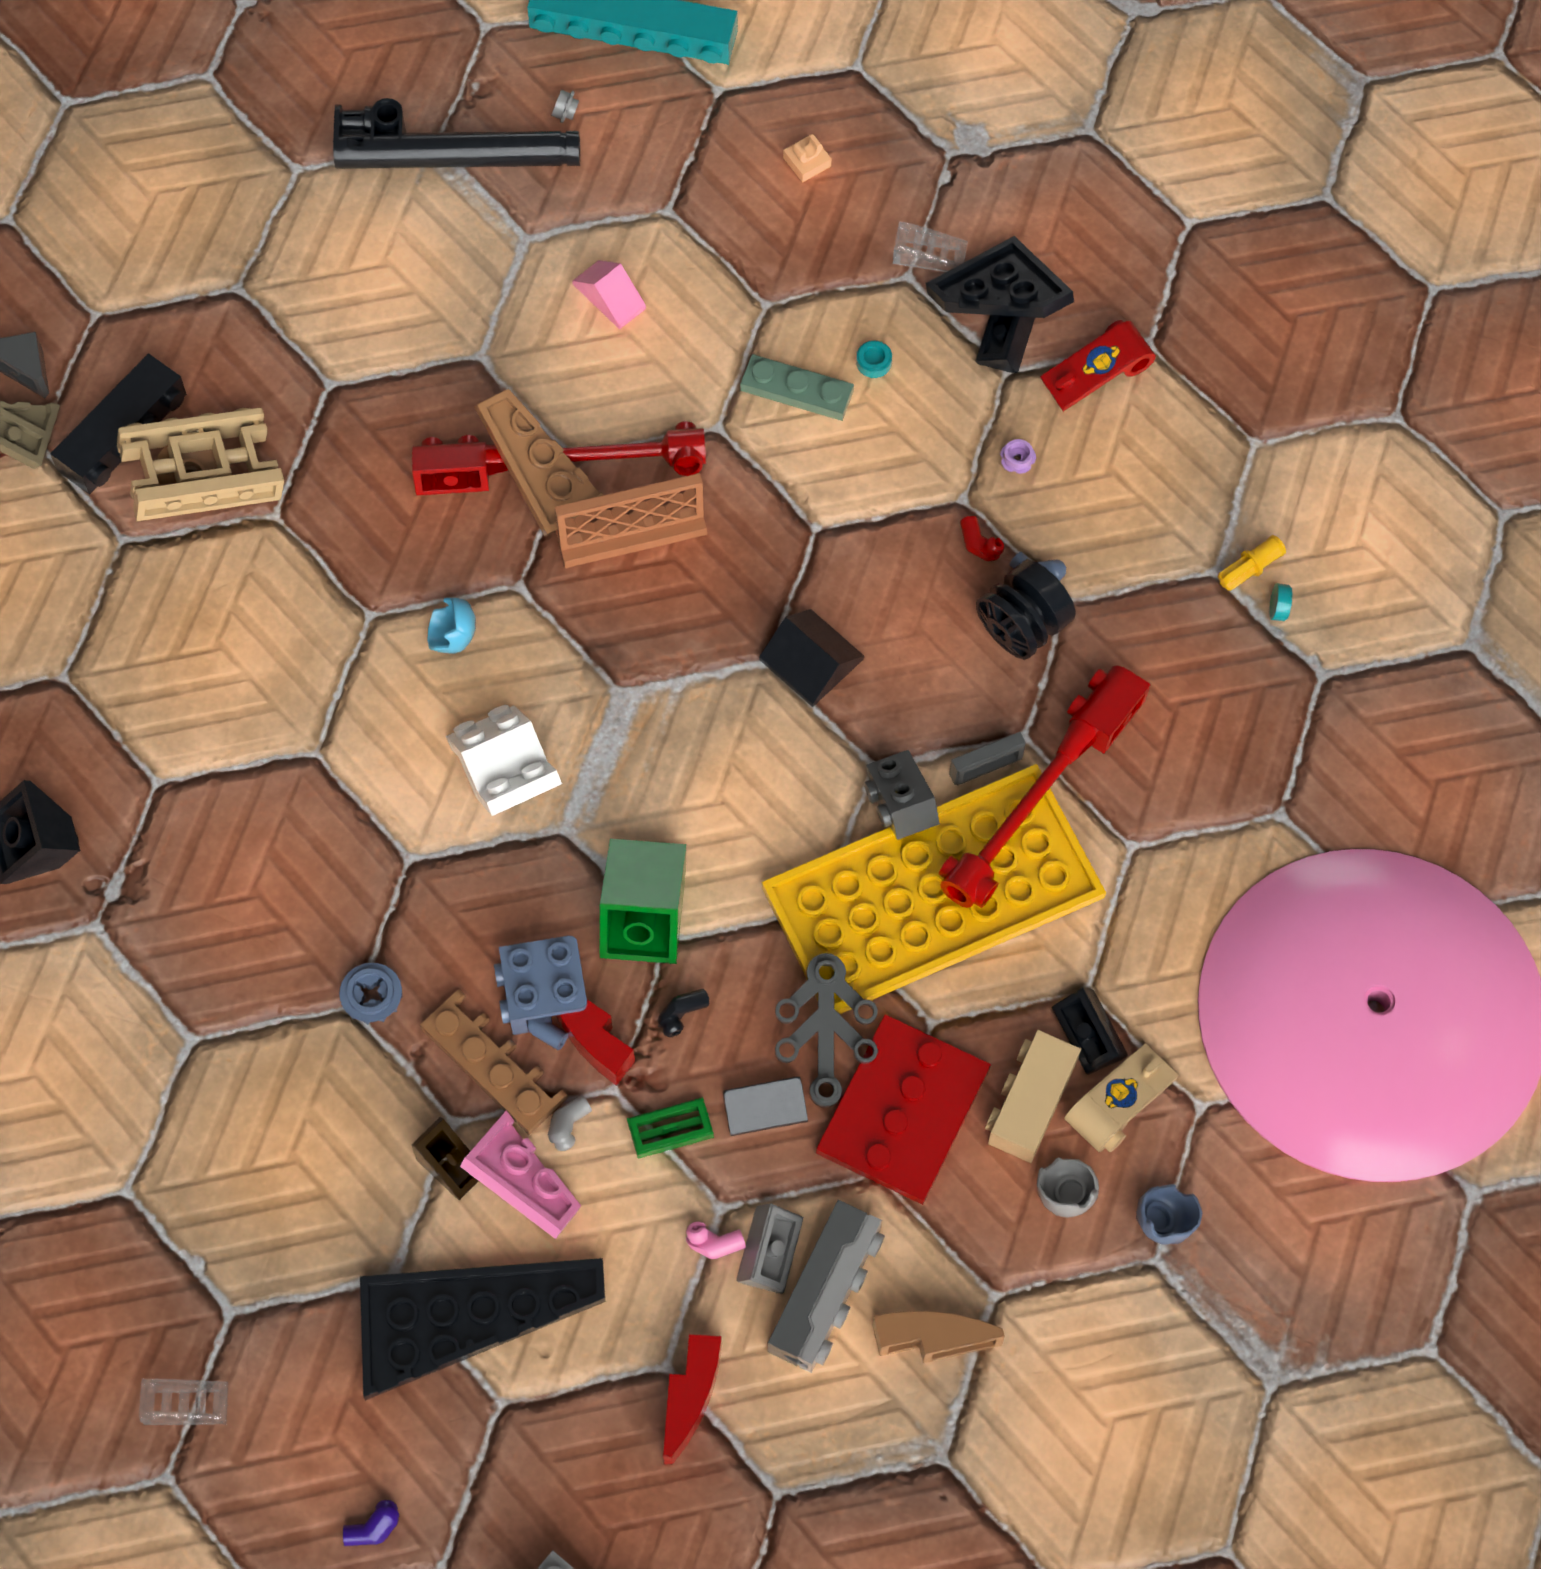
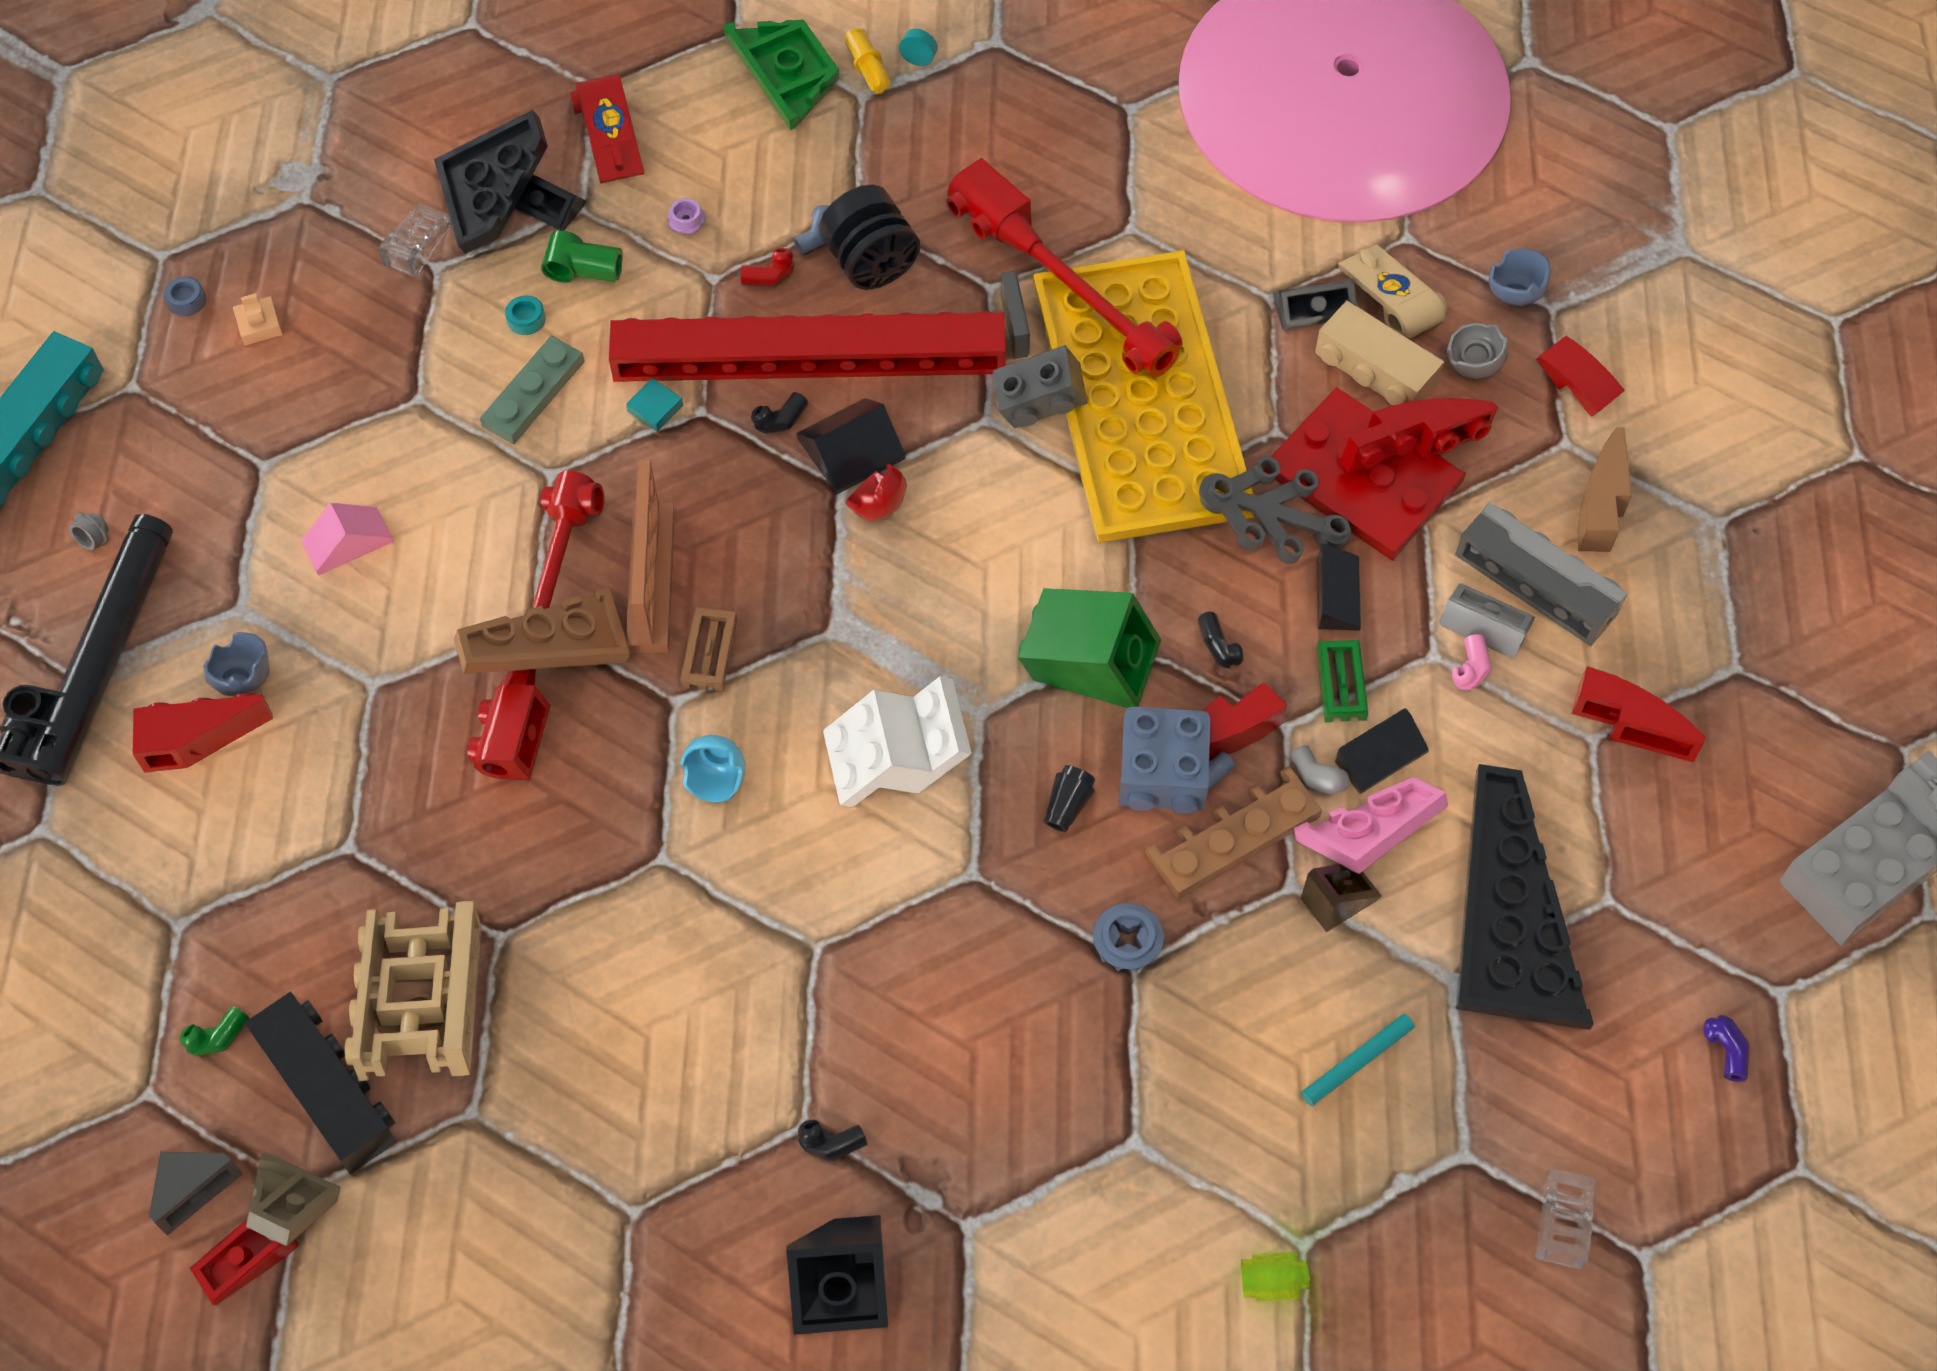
camera: 75 degrees left, 5 degrees down
(86, 1167) = (1274, 1276): none -> clear neon green brick
(141, 800) = (827, 1144): none -> black arm
(144, 342) = (214, 1039): none -> green arm
(297, 1205) = (1357, 1059): none -> teal bar
(394, 237) = (185, 733): none -> red slope
(461, 250) = (238, 666): none -> sand blue hair
(492, 915) = (1068, 797): none -> black cone
(575, 608) = (704, 679): none -> medium nougat tile
(602, 1174) = (1382, 751): none -> black slope
(754, 688) = (878, 495): none -> red hair
(808, 487) = (654, 404): none -> teal tile
(816, 96) = (184, 296): none -> sand blue tile
(820, 591) = (779, 420): none -> black arm
(901, 596) = (806, 346): none -> red brick
(941, 376) = (571, 257): none -> green piece
(958, 1151) = (1426, 425): none -> red slope
(1072, 1294) = (1582, 373): none -> red slope
(1220, 494) = (786, 65): none -> green wing

